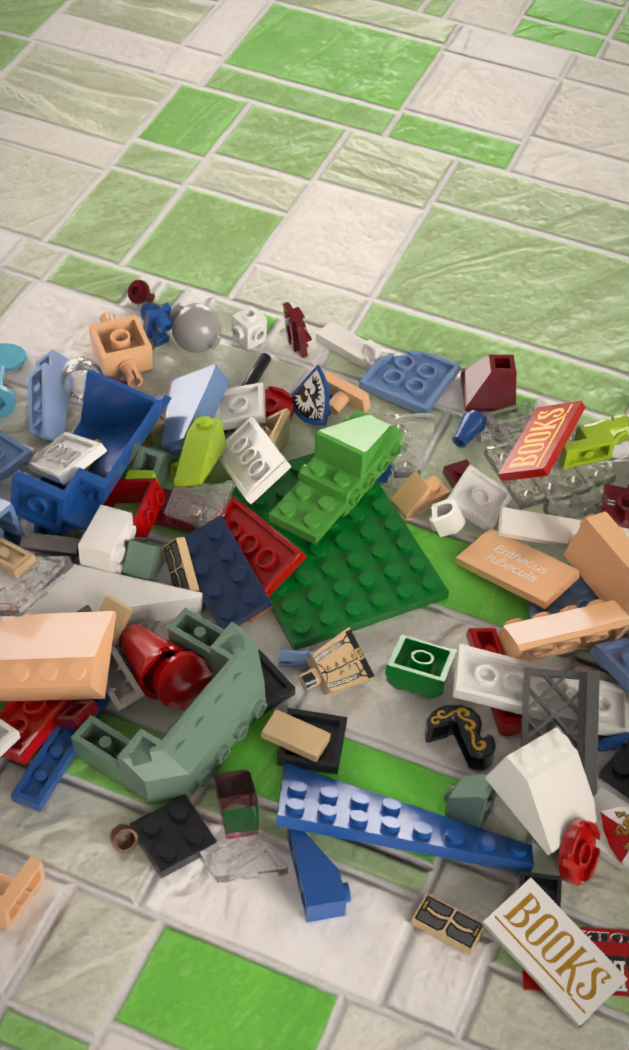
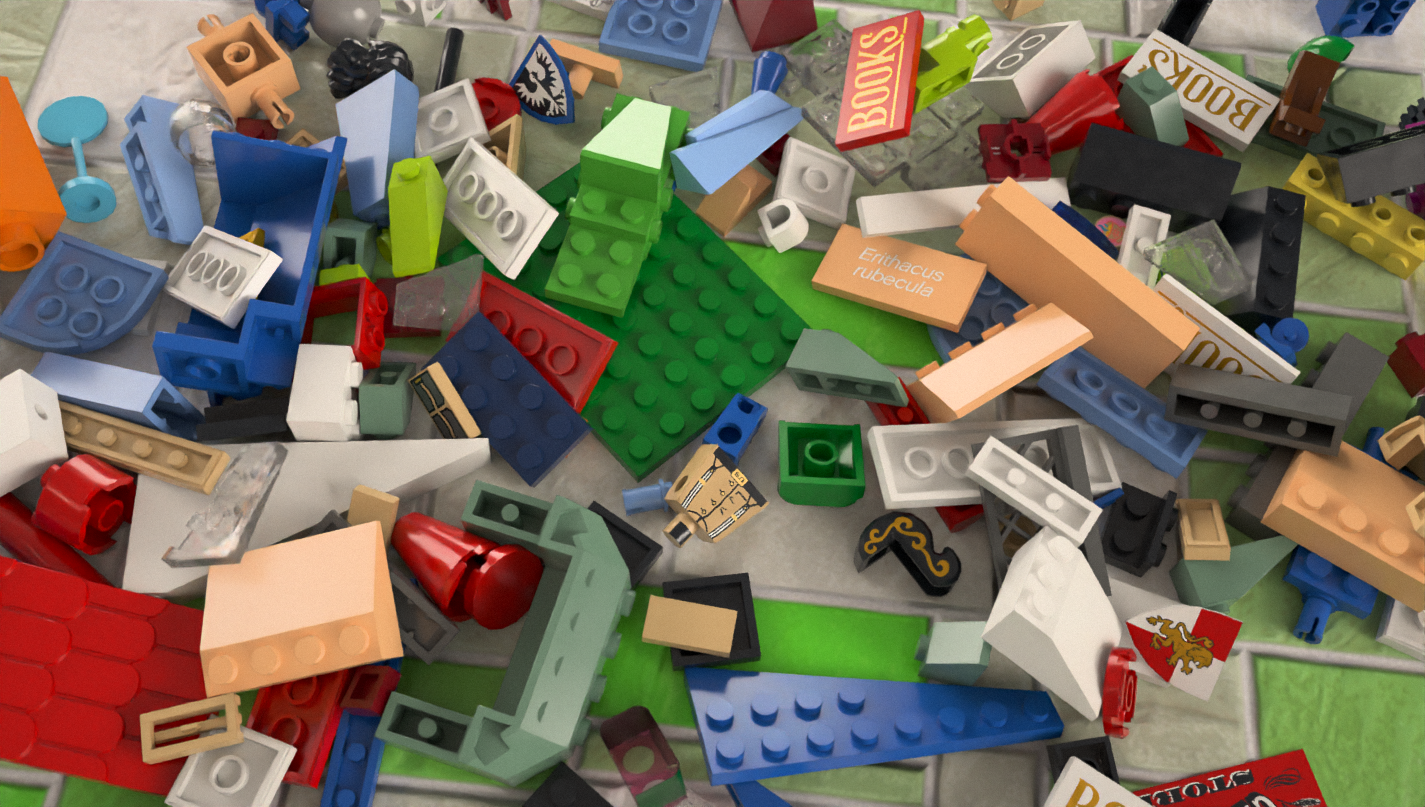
camera: 20 degrees left, 15 degrees up
(192, 358) = (357, 66): none -> black hair
(372, 630) = (736, 426): none -> blue leg
(427, 455) = (731, 141): none -> light blue wedge
(452, 609) = (836, 367): none -> sand green slope
(554, 704) = (1033, 491): none -> white hinge

